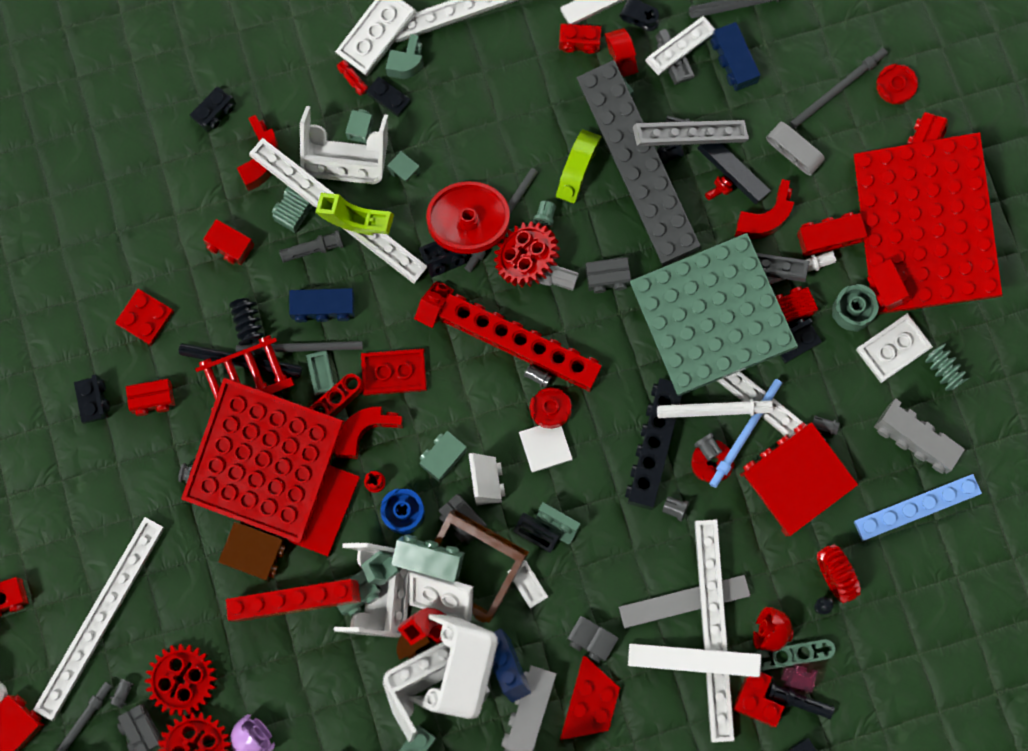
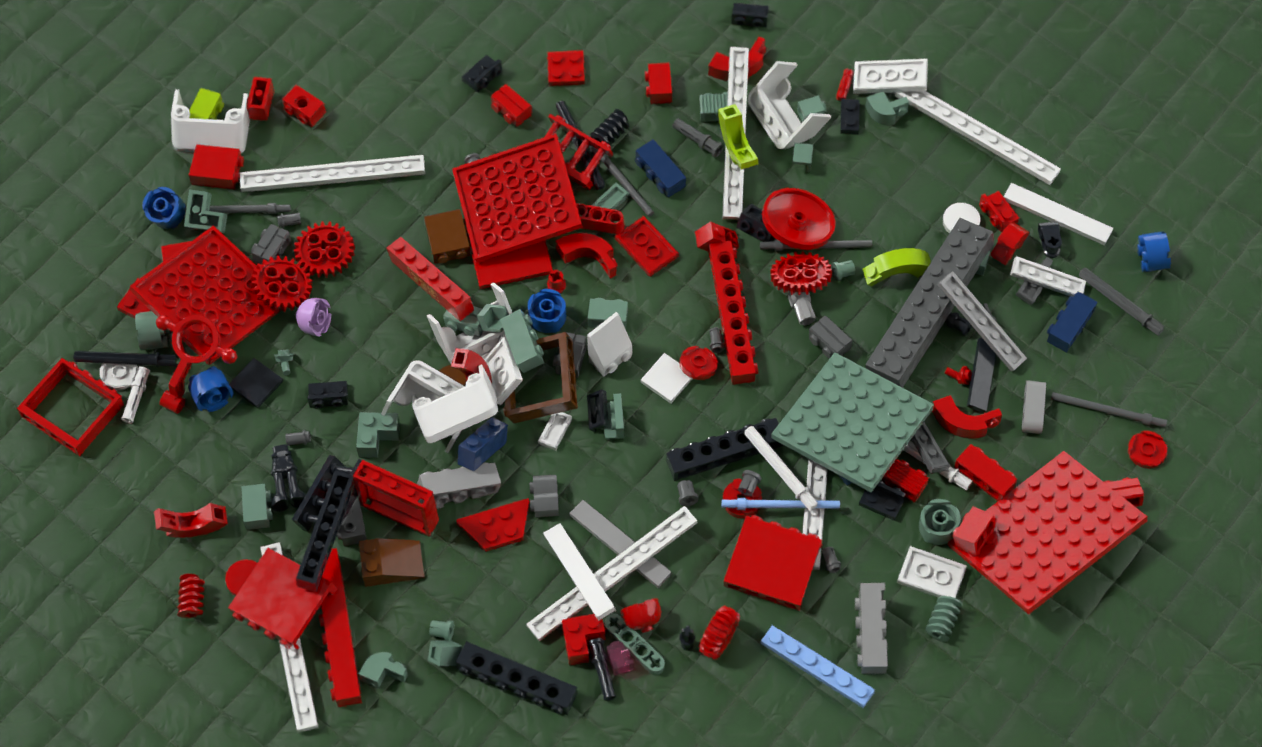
camera: 55 degrees right, 15 degrees down
(563, 75) = (957, 211): none -> white tile

